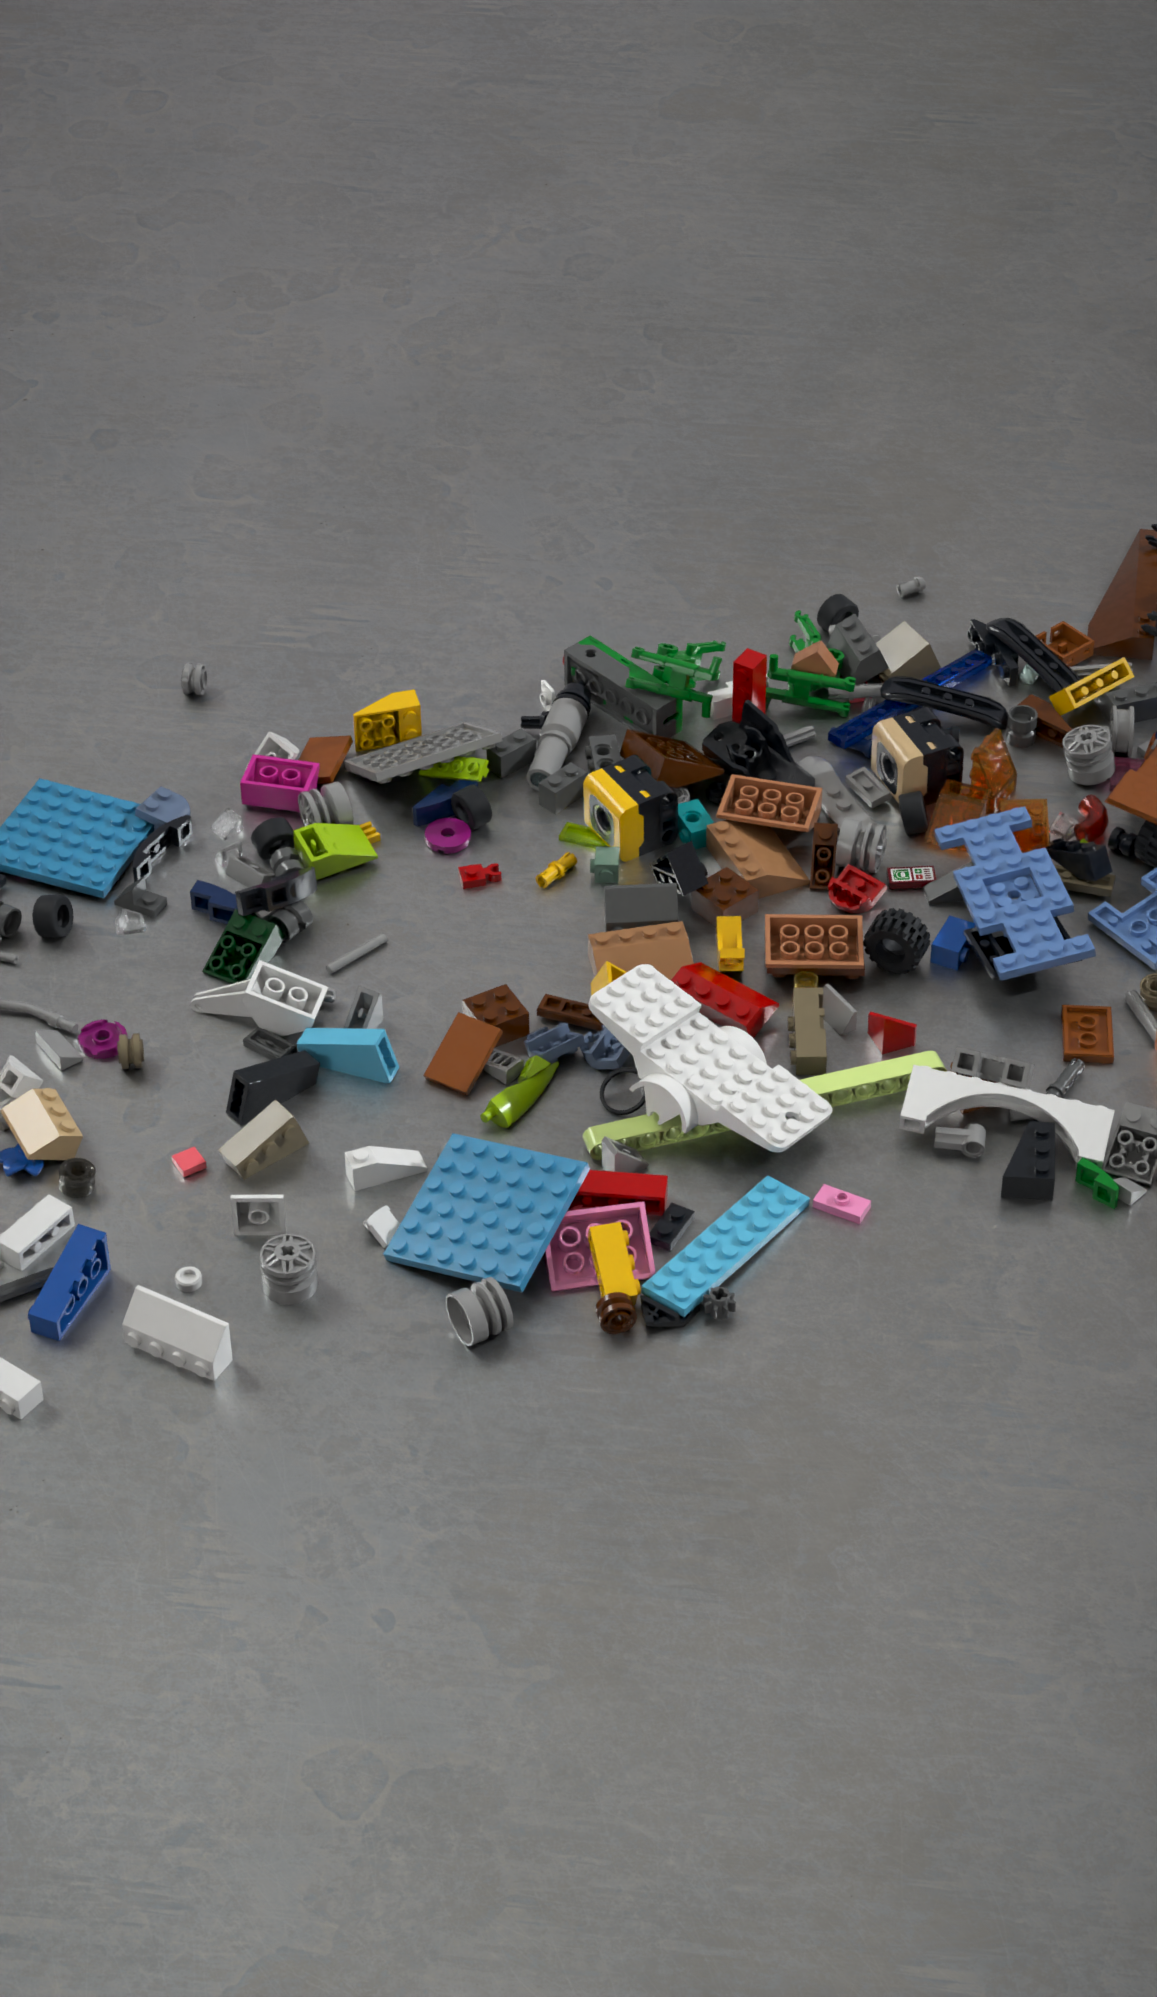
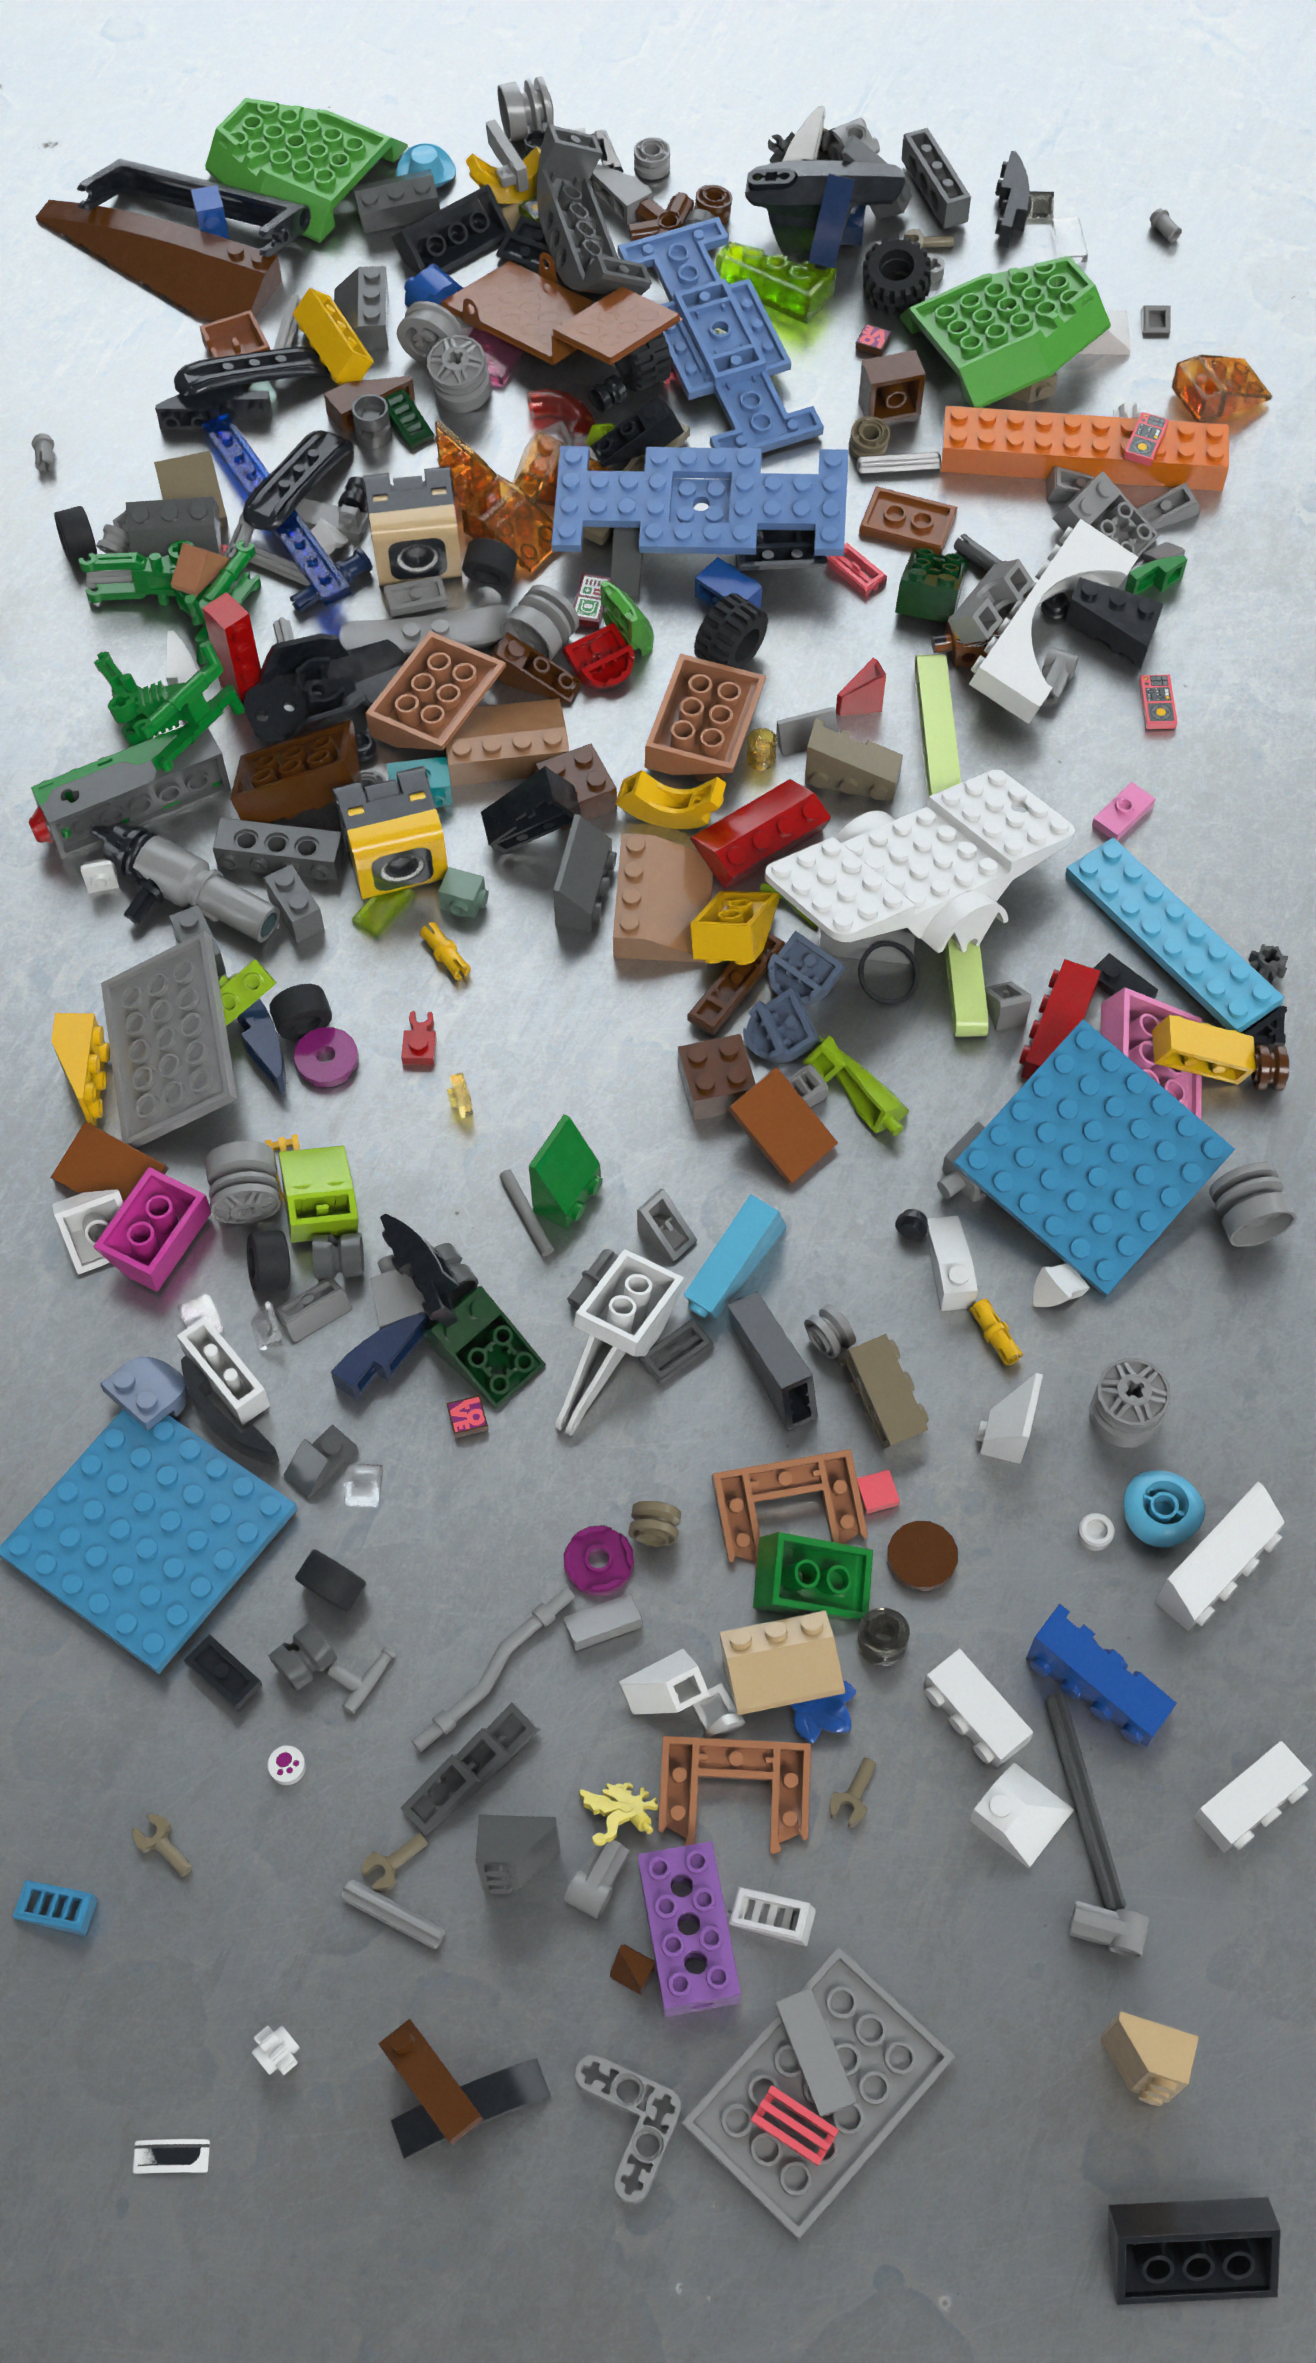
camera: 75 degrees left, 20 degrees up
(110, 1131) = (812, 1576): none -> green slope
(145, 1192) = (922, 1555): none -> reddish brown tile
(168, 1090) = (741, 1488): none -> nougat wedge
(186, 837) = (224, 1369): none -> white brick
(191, 957) = (467, 1416): none -> tile
(216, 1298) = (1163, 1508): none -> medium azure hat
(304, 1107) = (830, 1331): none -> light grey wheel
(345, 1192) = (996, 1332): none -> yellow pin
(378, 945) = (563, 1175): none -> green slope
(407, 1139) = (912, 1224): none -> black plate
(436, 899) = (459, 1095): none -> clear yellow plate
(891, 887) = (627, 617): none -> bright green slope
(965, 1208) = (1158, 702): none -> tile
(1011, 1024) = (852, 572): none -> coral tile
(1016, 1043) = (931, 585): none -> dark green slope
(1042, 746) = (399, 404): none -> dark green slope

